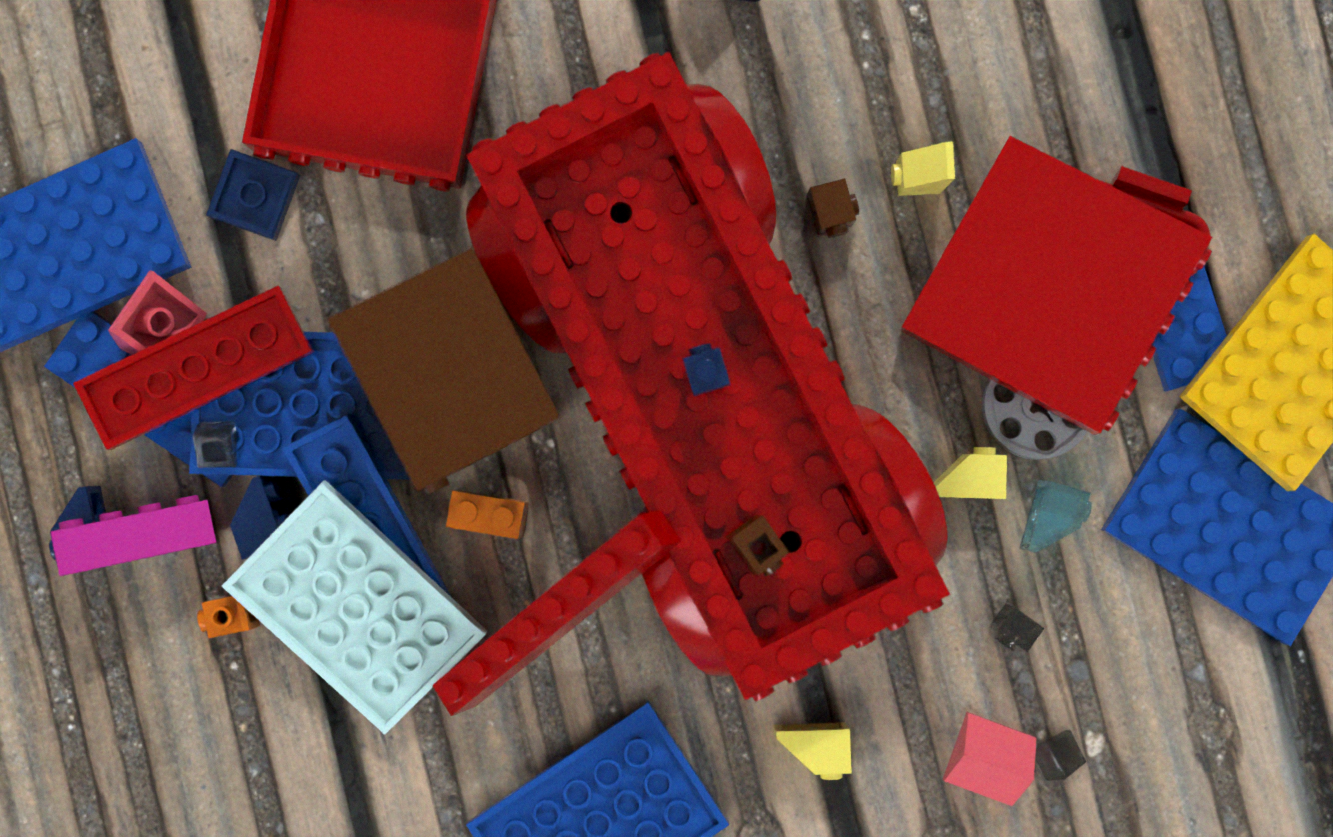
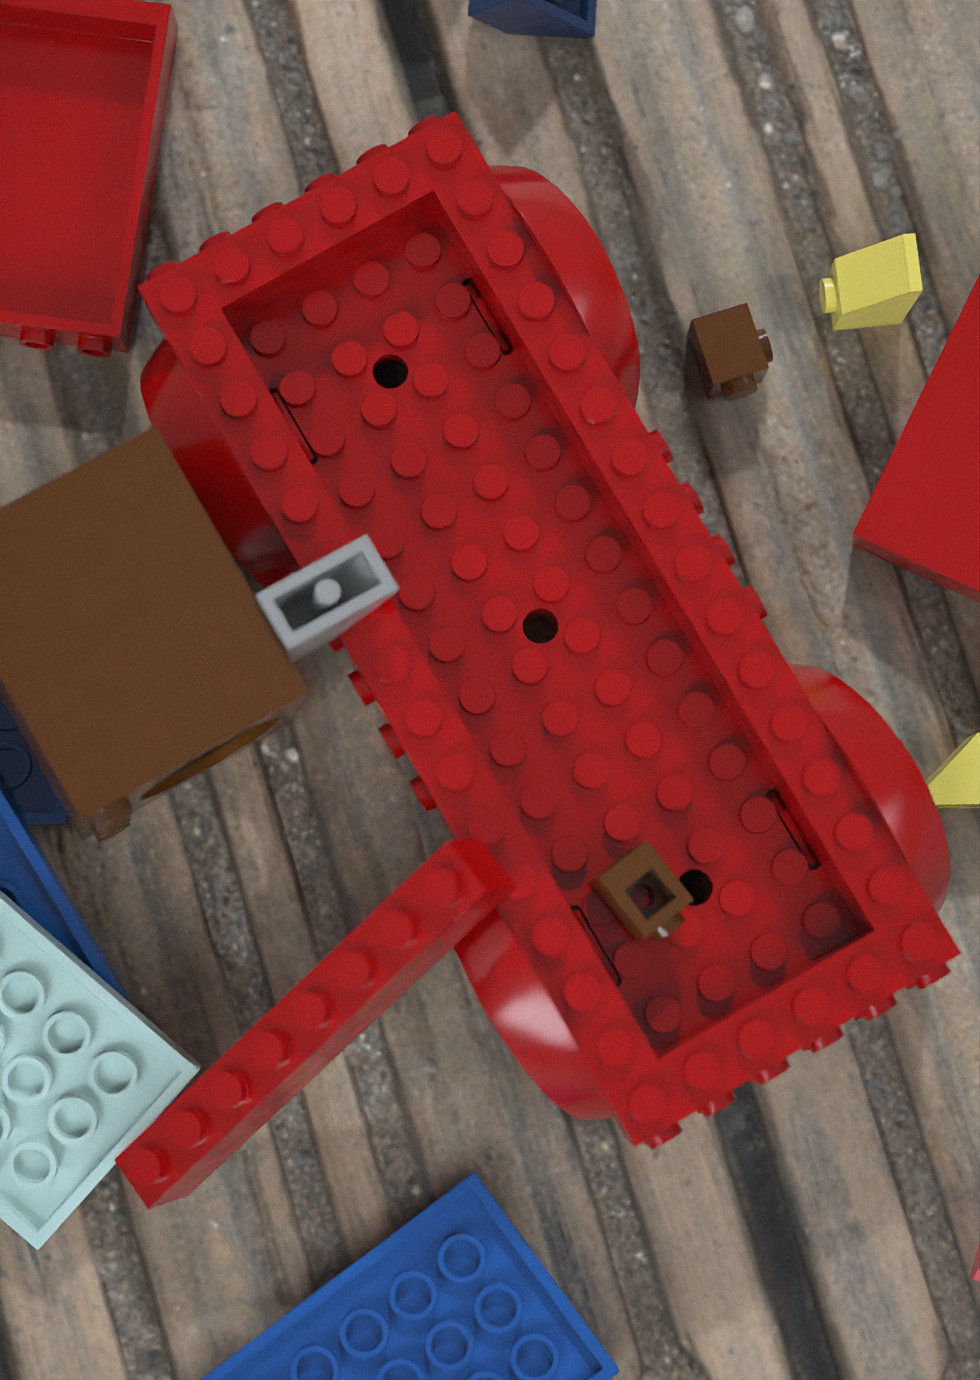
camera: 10 degrees left, 5 degrees down
(487, 514) = (193, 872): orange brick -> none
(573, 358) = (327, 597): none -> light grey slope
(706, 369) = (542, 611): dark blue brick -> none
(819, 746) = (763, 1231): light yellow slope -> none

